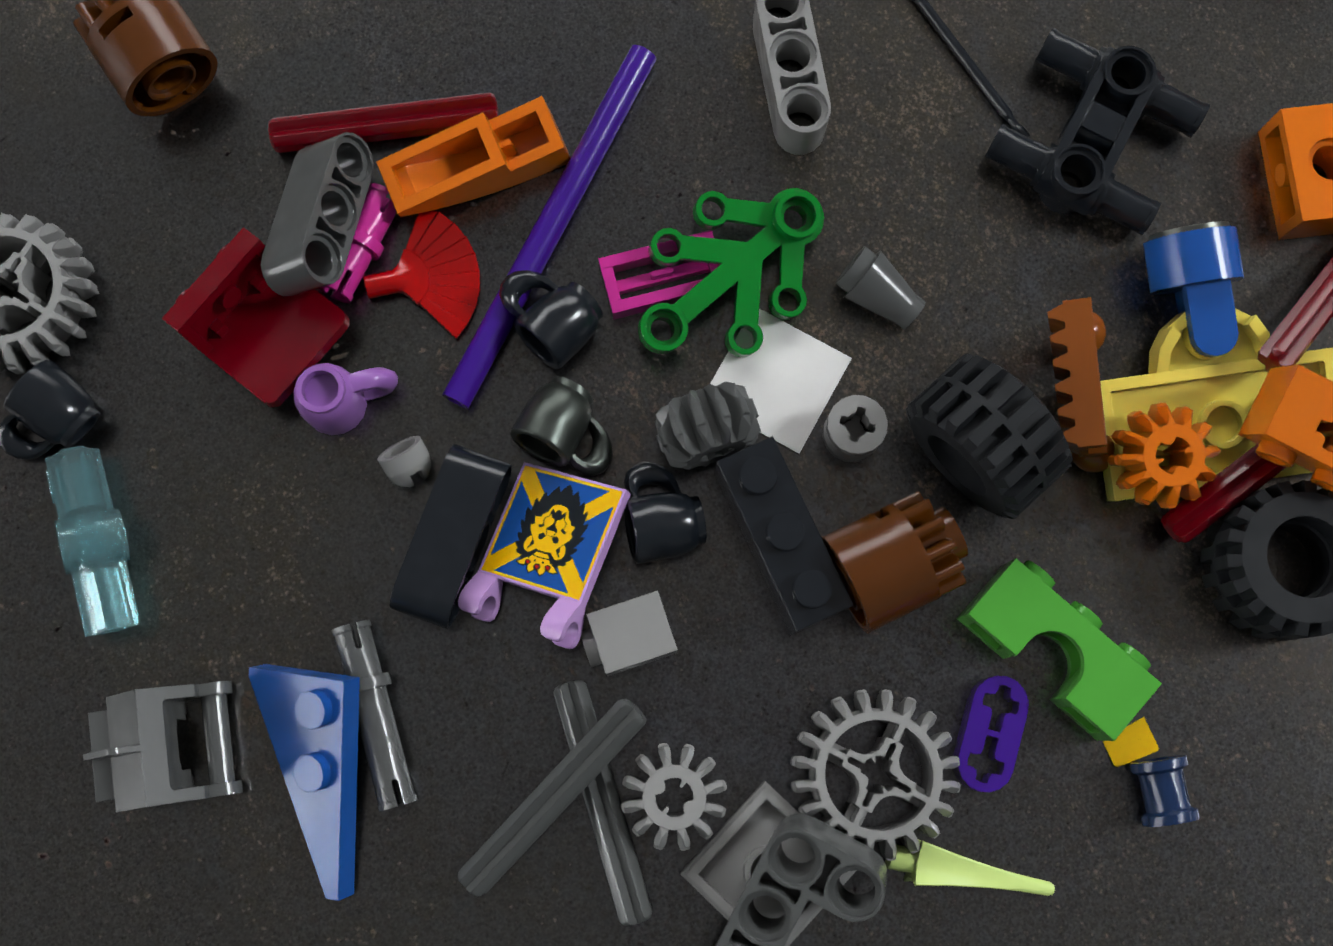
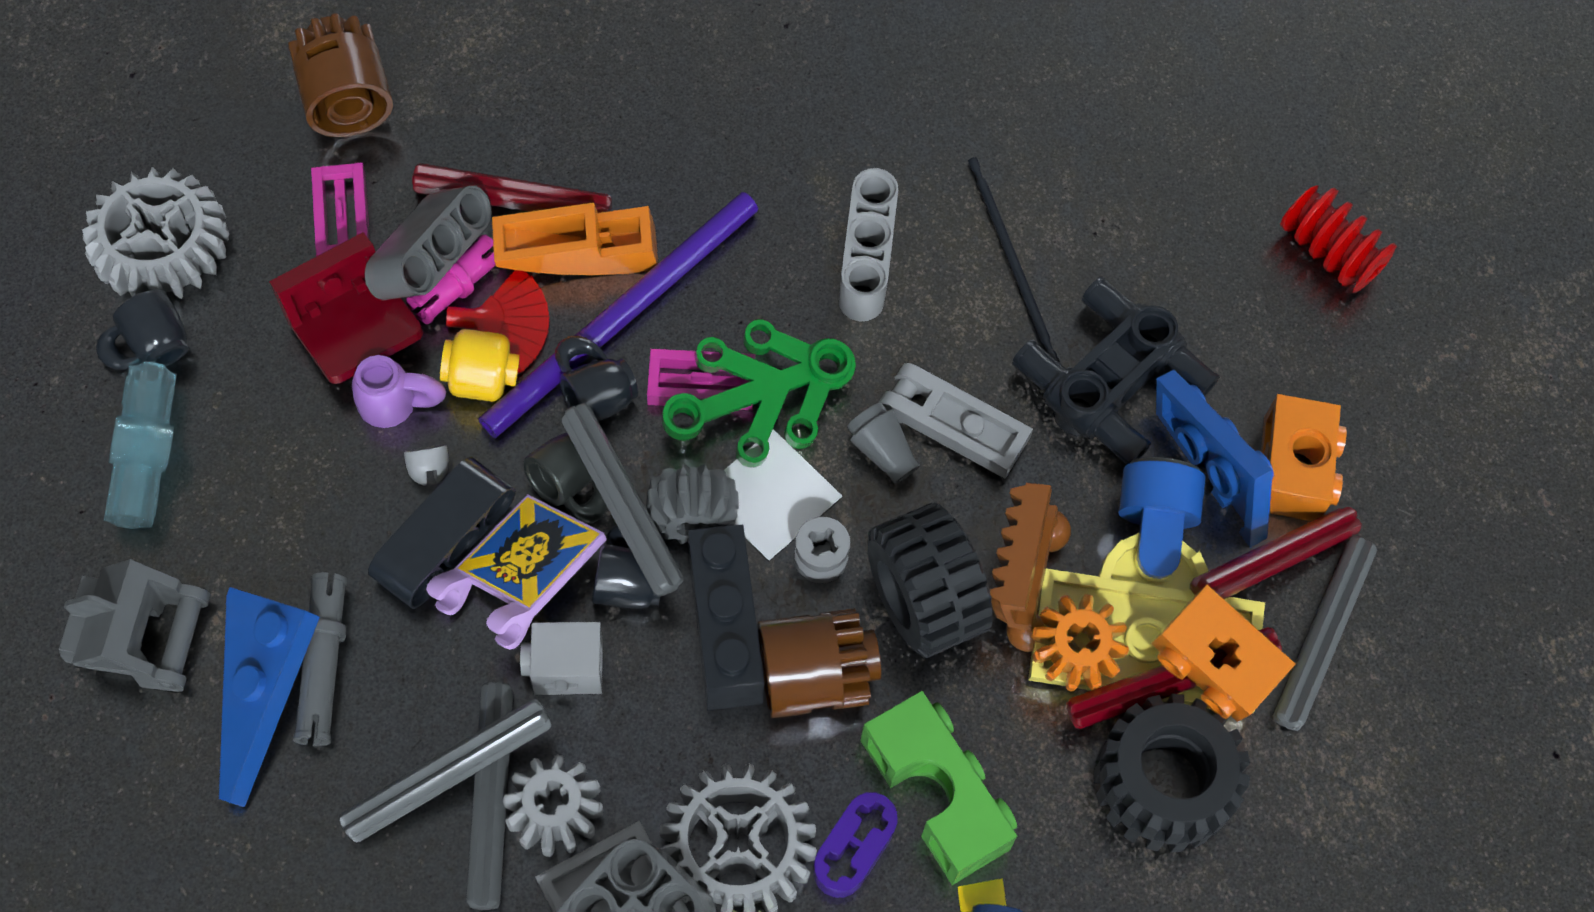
camera: 15 degrees right, 15 degrees down
(186, 158) = (338, 174): none -> dark pink tile
(422, 336) = (478, 365): none -> yellow head
(633, 447) = (622, 500): none -> dark grey axle
(947, 238) = (957, 419): none -> light grey plate
(1259, 206) = (1233, 467): none -> blue wing

